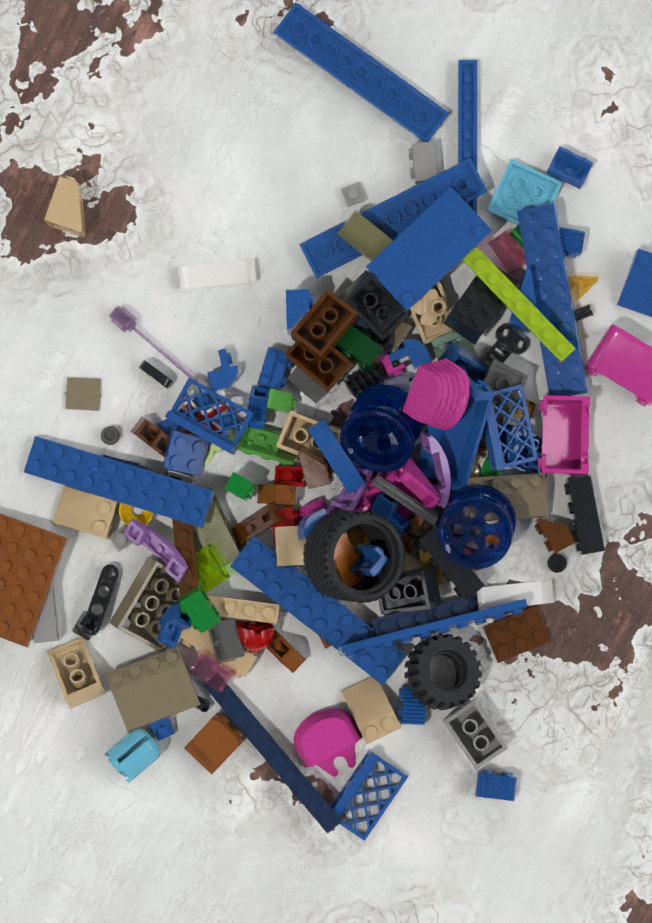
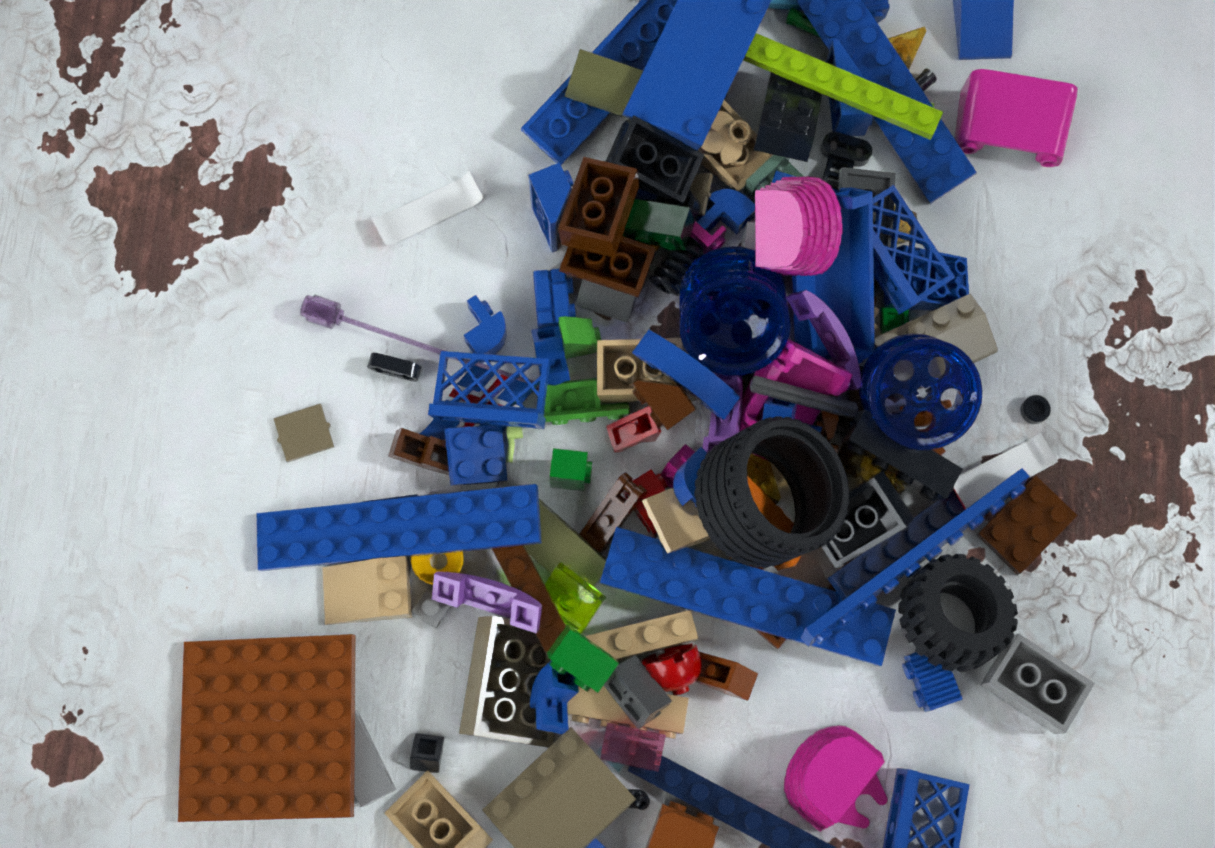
camera: 25 degrees left, 10 degrees down
(66, 207) = (188, 195): tan slope -> none
(103, 601) = (437, 706): black beam -> none
(110, 435) = (362, 473): dark grey plate -> none
(277, 494) = (631, 458): dark orange slope -> none
(353, 194) = (565, 47): light grey plate -> none
(370, 561) = (794, 493): blue bracket -> none
(371, 709) = (878, 709): tan slope -> none
(495, 786) = (1097, 746): blue brick -> none
(508, 252) = (795, 36): clear pink hinge -> none
(555, 534) = (1017, 371): reddish brown slope -> none
(565, 435) = (974, 234): dark pink windscreen -> none
(585, 515) = (1044, 331): black brick -> none

